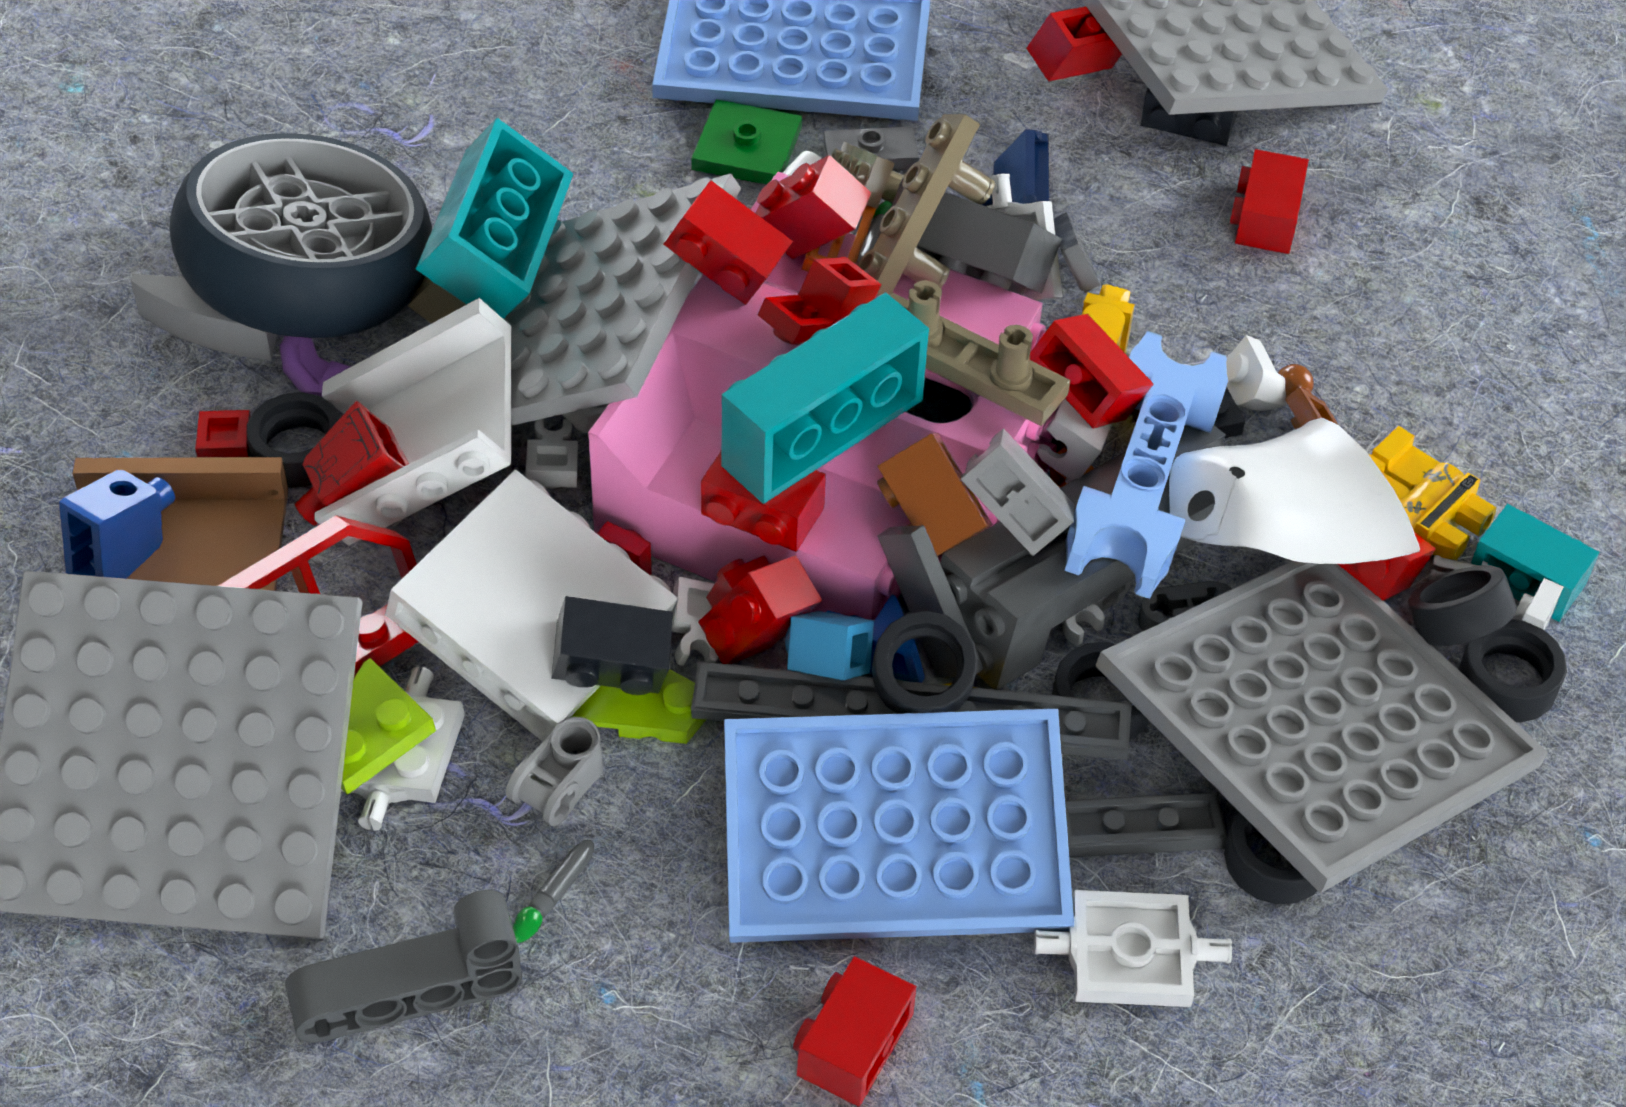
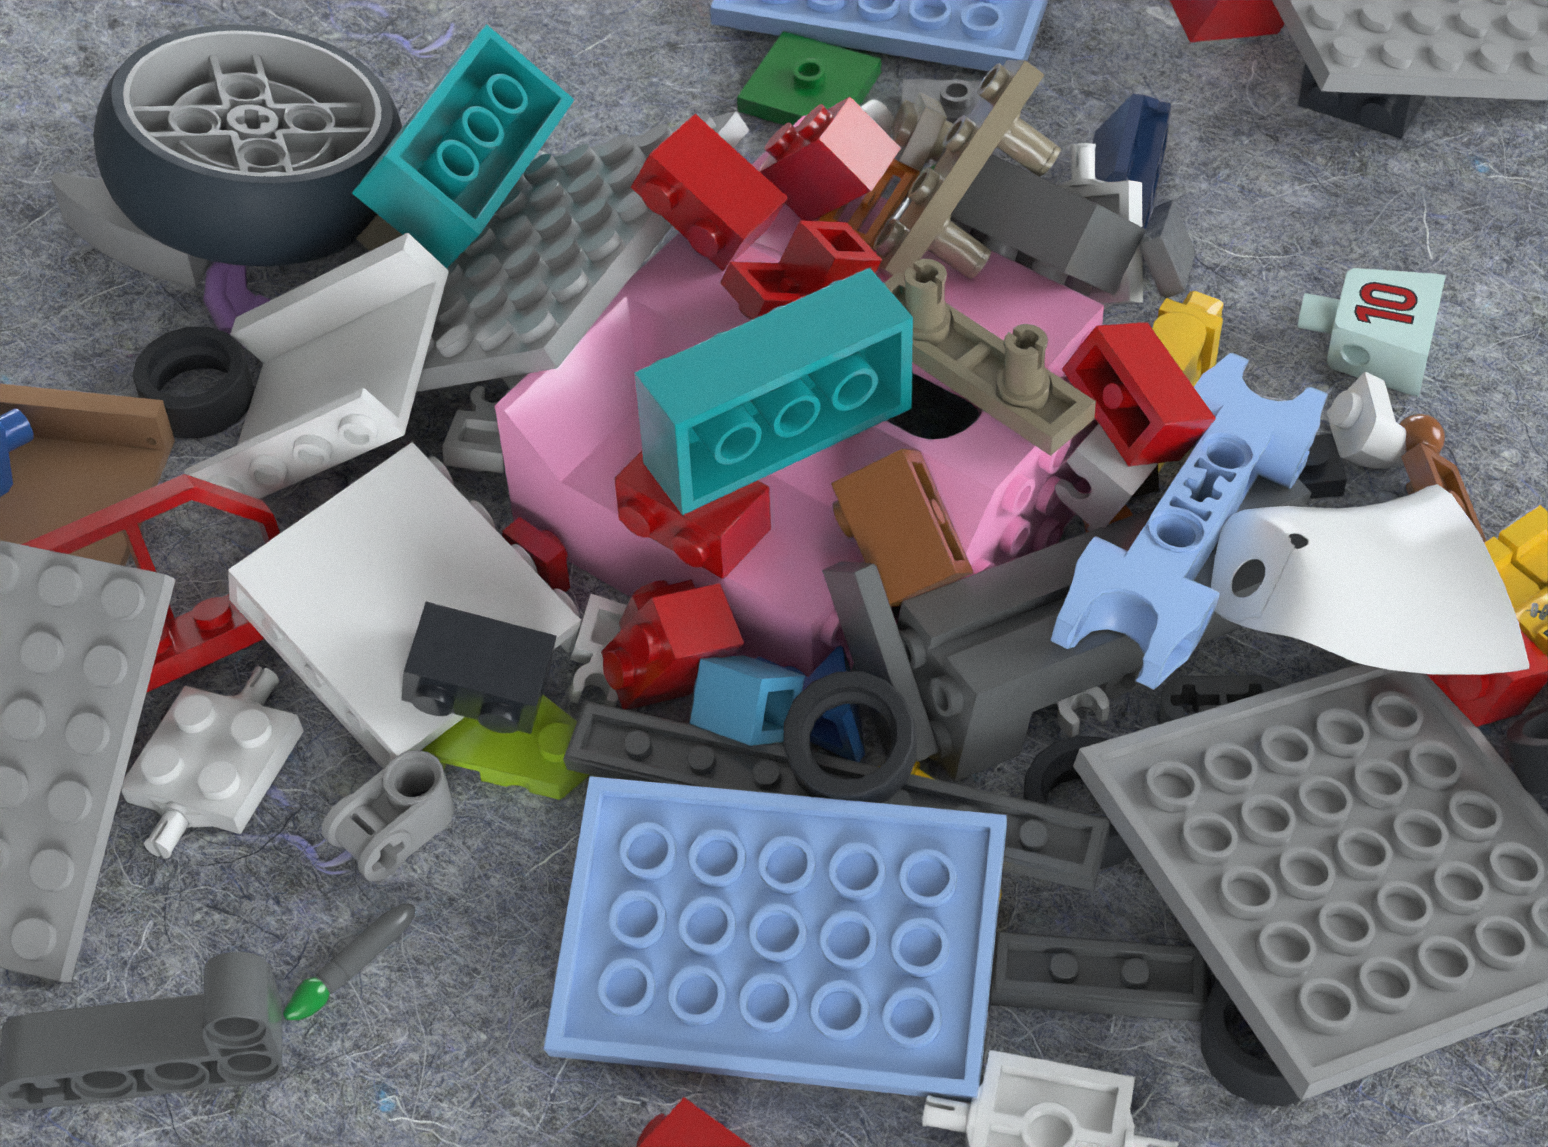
camera: 15 degrees right, 0 degrees up
(222, 433) = (109, 367): red plate -> none
(349, 458) = (239, 405): red torso -> none
(380, 726) = (182, 734): lime wing -> none
(1019, 493) = (1006, 535): light grey hinge -> none
(1245, 297) = (1379, 324): none -> light aqua torso
(1271, 201) = (1437, 209): red brick -> none

